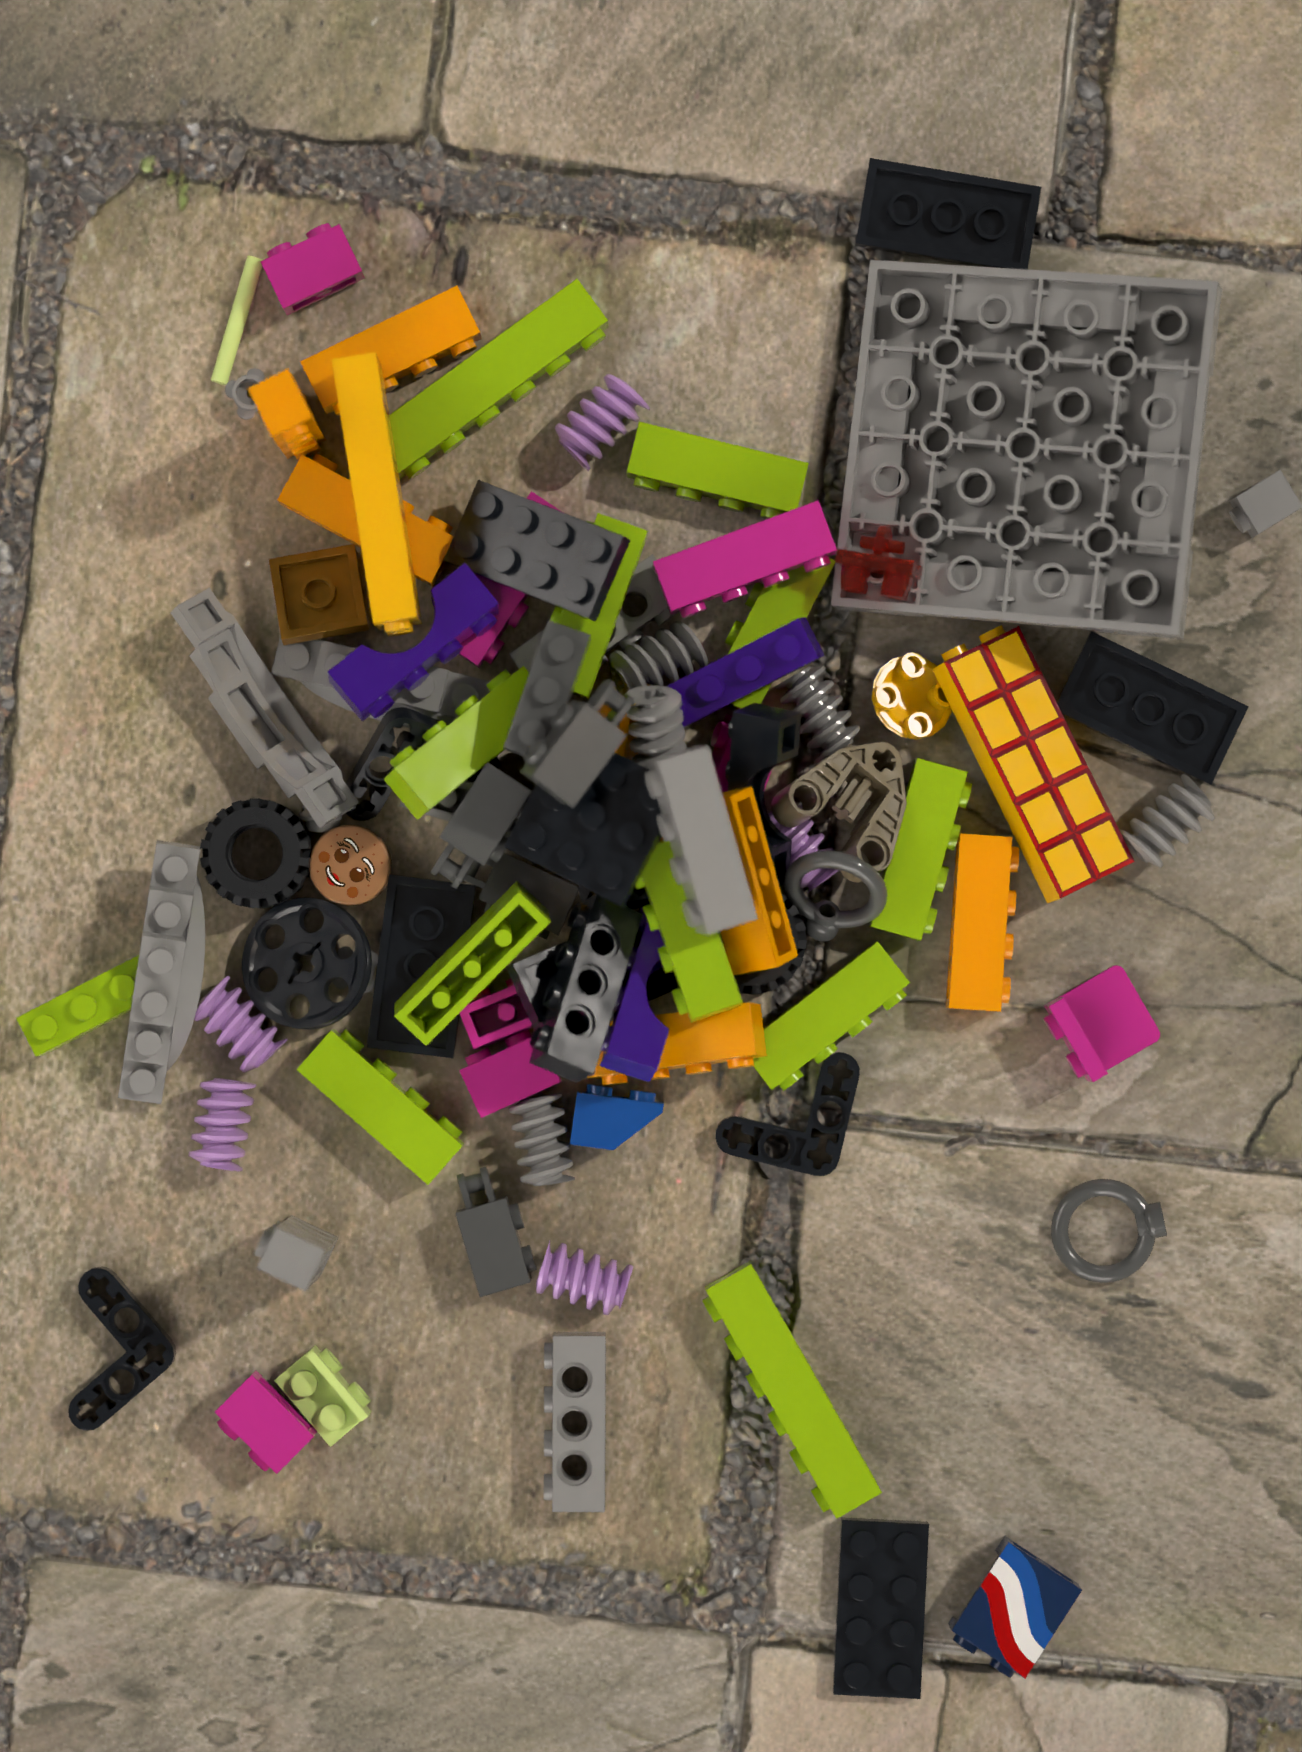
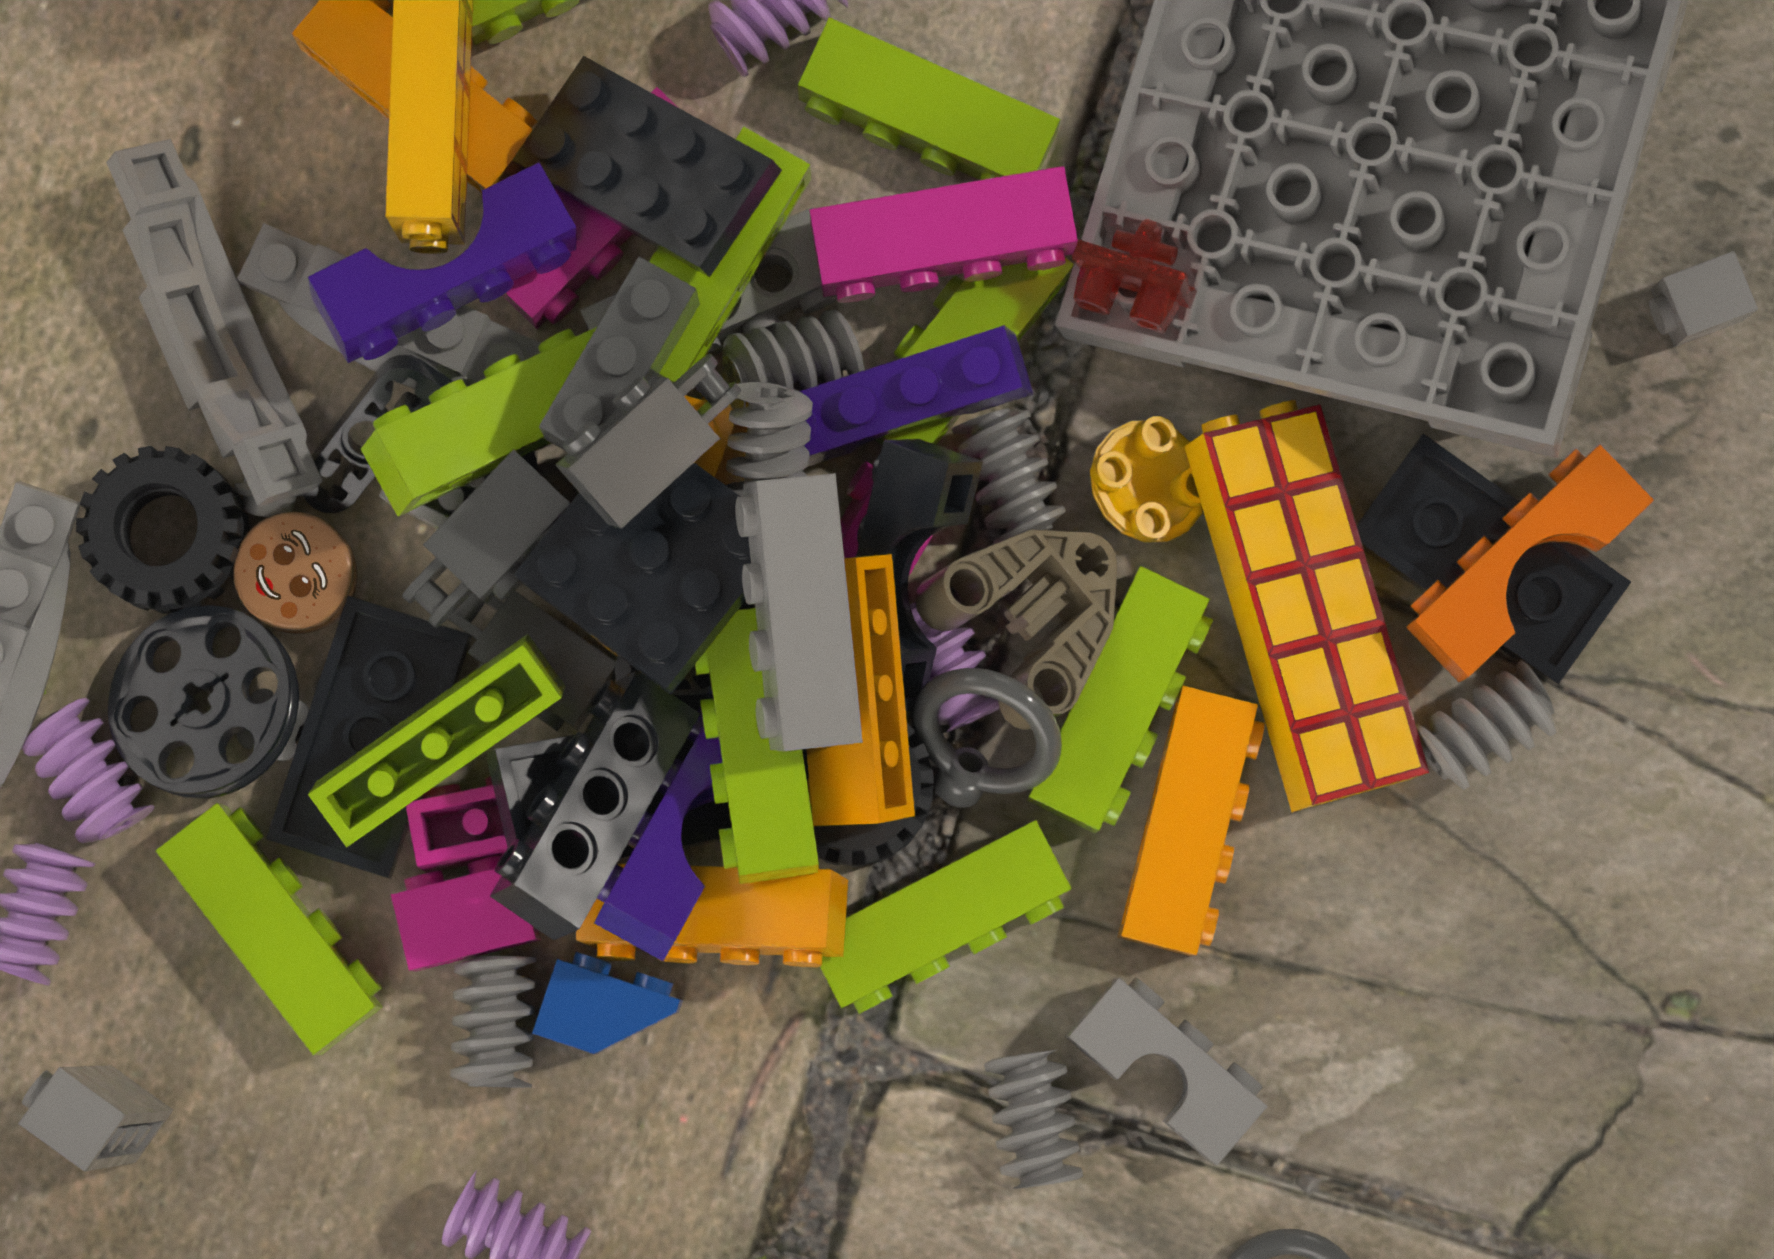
camera: 10 degrees right, 5 degrees down
(318, 594) = (324, 180): pearl gold plate -> none
(493, 1237) = (395, 1151): dark grey brick -> none
(800, 1141) = (871, 1093): black beam -> none
(912, 1139) = (1033, 1119): none -> light grey piece
(1029, 1107) = (1214, 1102): none -> light grey arch
(1101, 1023) = (1340, 1001): dark pink bracket -> none
(1143, 752) = (1471, 617): none -> orange arch

